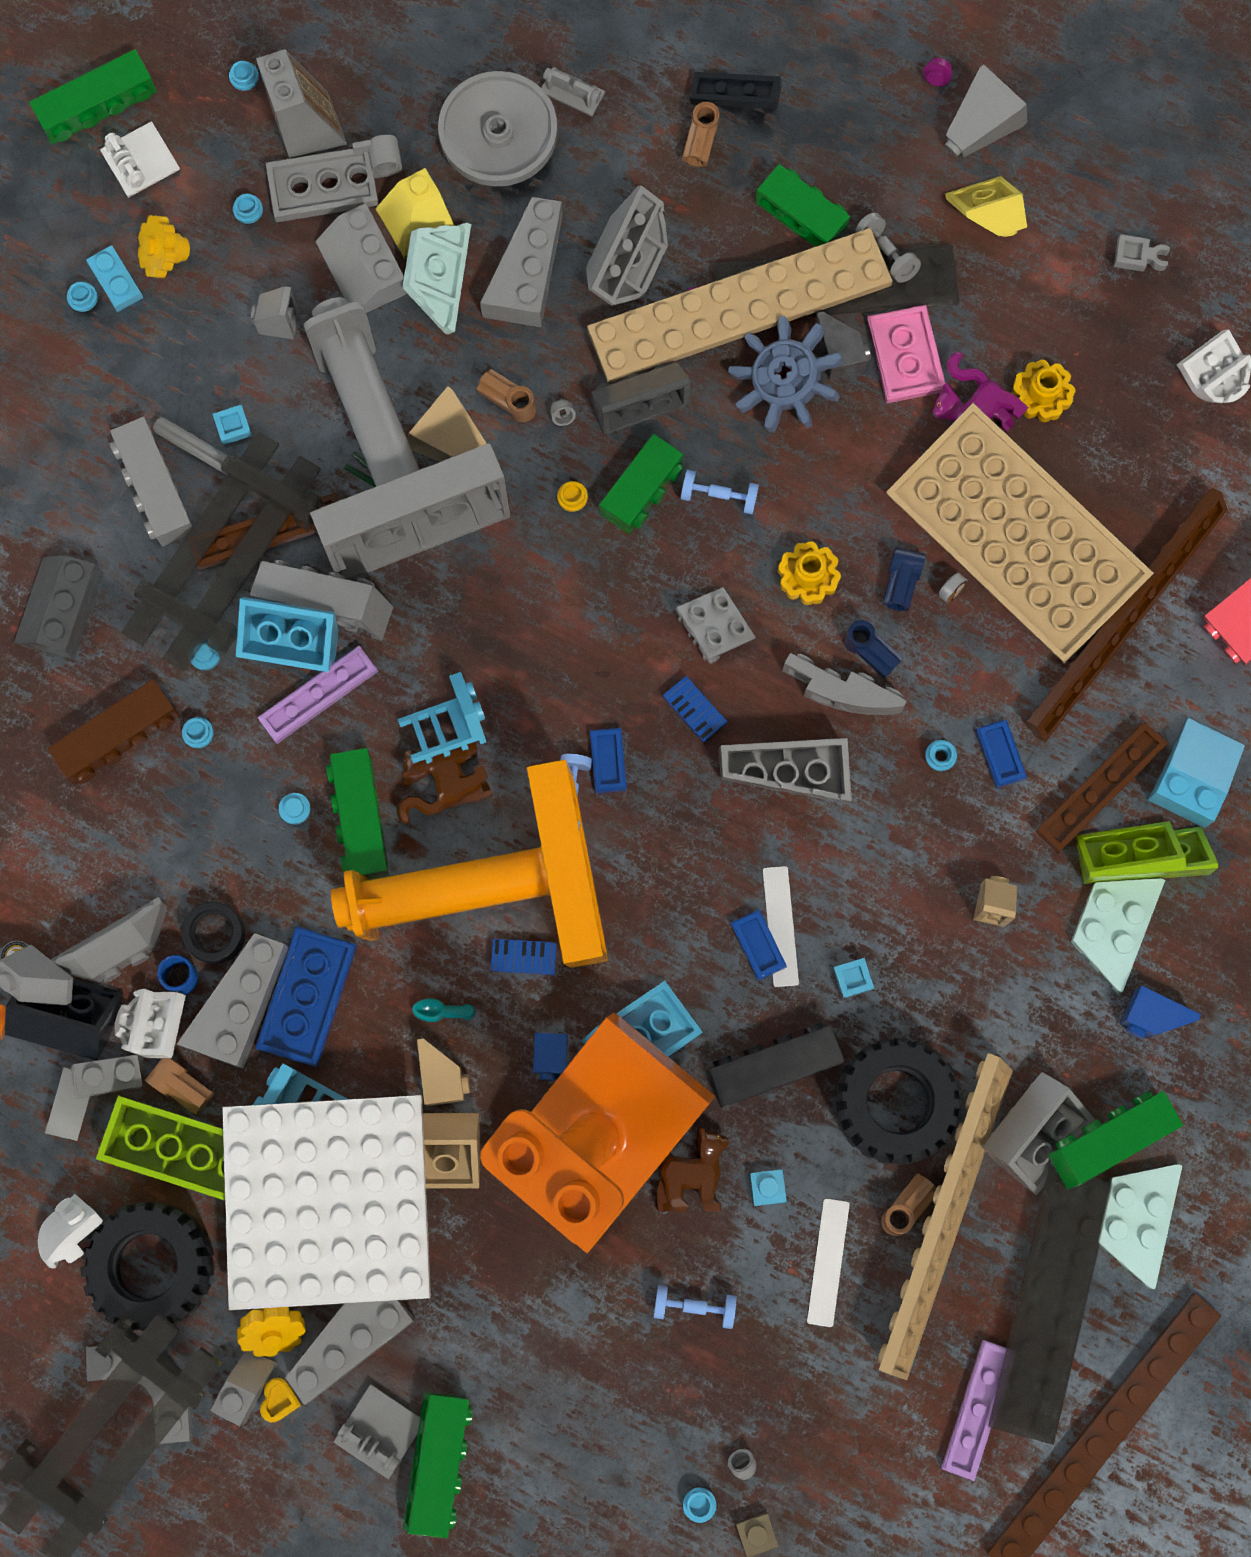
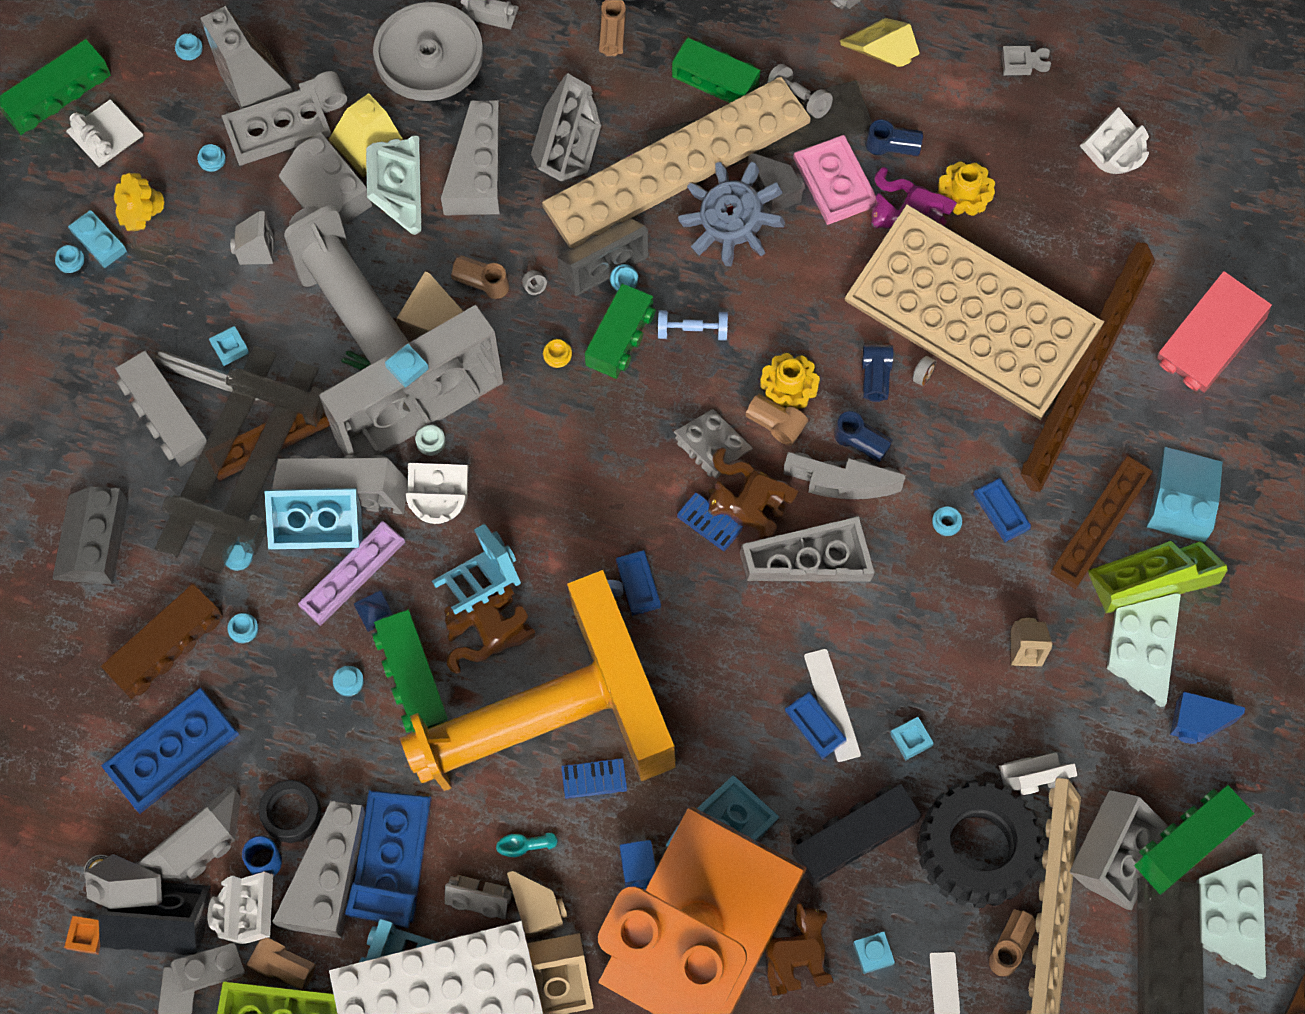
camera: 10 degrees left, 10 degrees down
(104, 846) = (170, 750): none -> blue tile
(286, 1046) = (379, 903): none -> blue tile
(333, 739) = (373, 609): none -> dark blue tile
(371, 1050) = (463, 894): none -> light grey hinge
(405, 498) = (406, 365): none -> medium azure plate
(419, 624) = (437, 490): none -> white slope
(423, 566) = (430, 440): none -> light aqua tile
(658, 423) = (623, 274): none -> medium azure plate
(745, 692) = (755, 493): none -> reddish brown animal
(792, 617) = (782, 422): none -> medium nougat piece
(964, 1040) = (1031, 772): none -> white slope
(980, 322) = (895, 139): none -> dark blue piece

